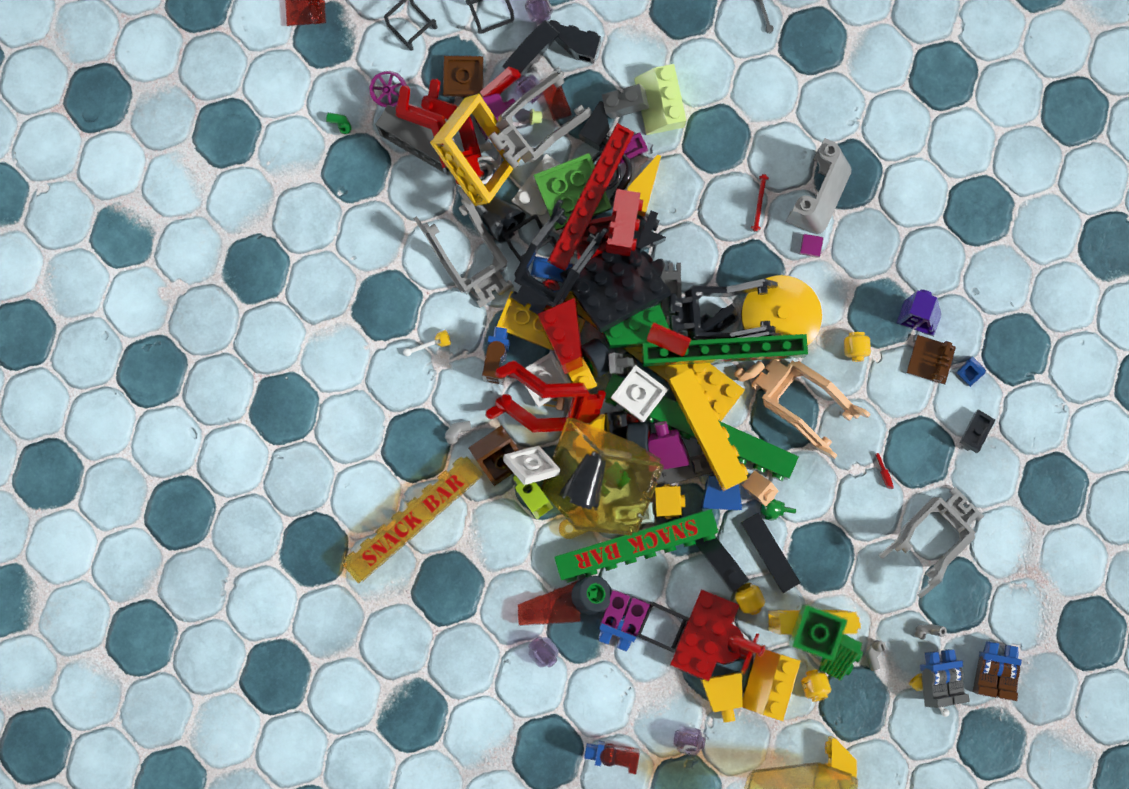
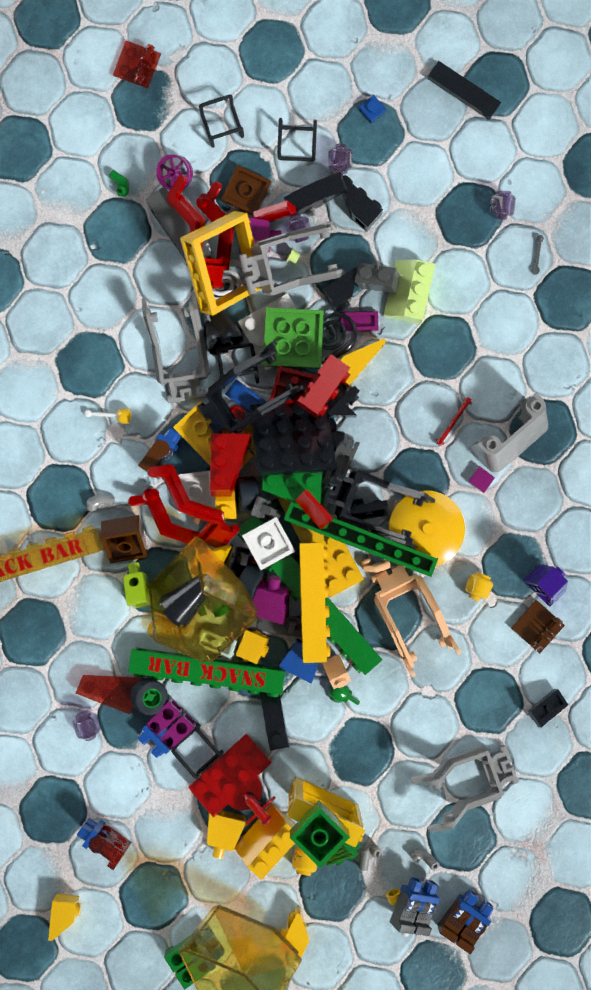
camera: 20 degrees right, 5 degrees up
(531, 465) = (146, 562): white plate -> none
(556, 102) = (317, 252): clear red tile -> none
(590, 197) = (306, 350): red tile -> none
(689, 740) = (175, 857): clear purple head -> none
(750, 599) = (283, 761): yellow head -> none
(770, 552) = (320, 729): black tile -> none
(885, 473) = (450, 705): red piece -> none
(971, 371) = (568, 652): blue slope -> none

